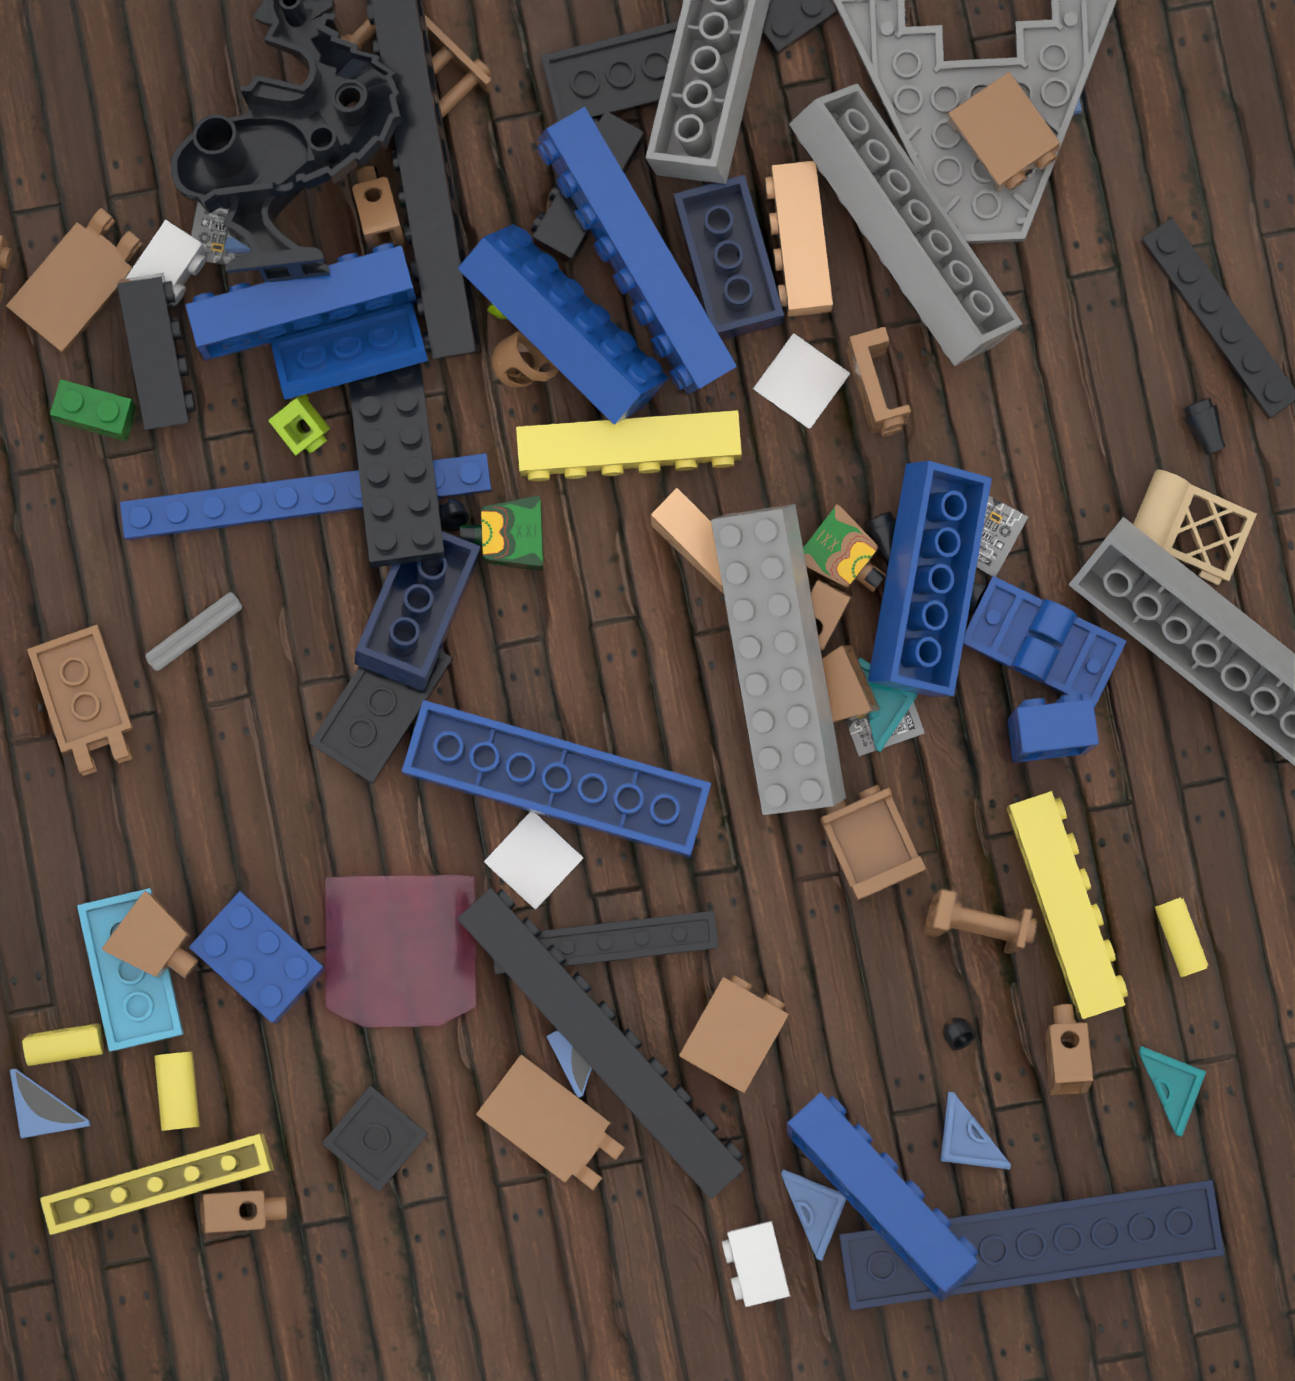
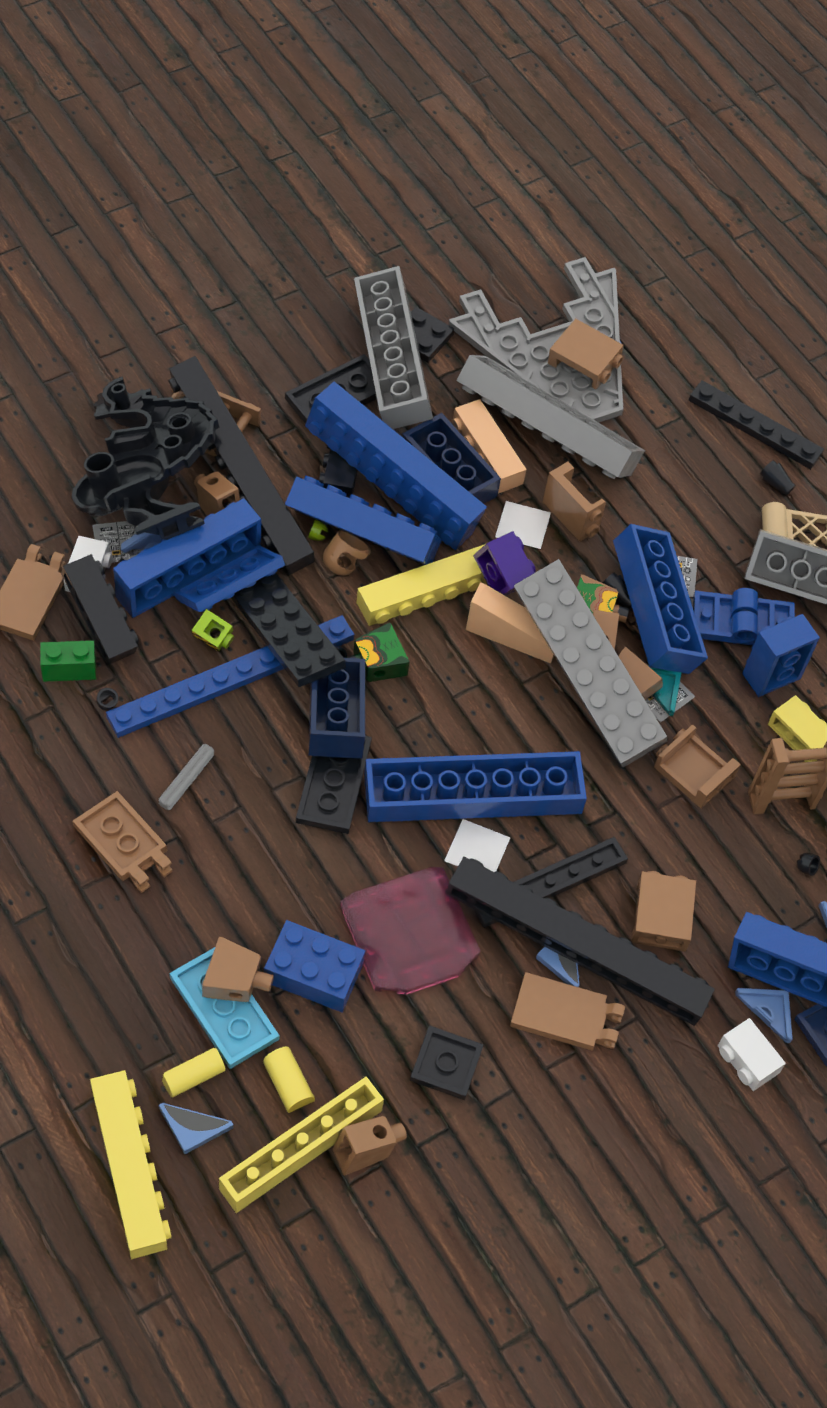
camera: 30 degrees left, 25 degrees down
(130, 491) = (105, 694): none -> black hinge
(723, 471) = (504, 563): none -> dark purple brick

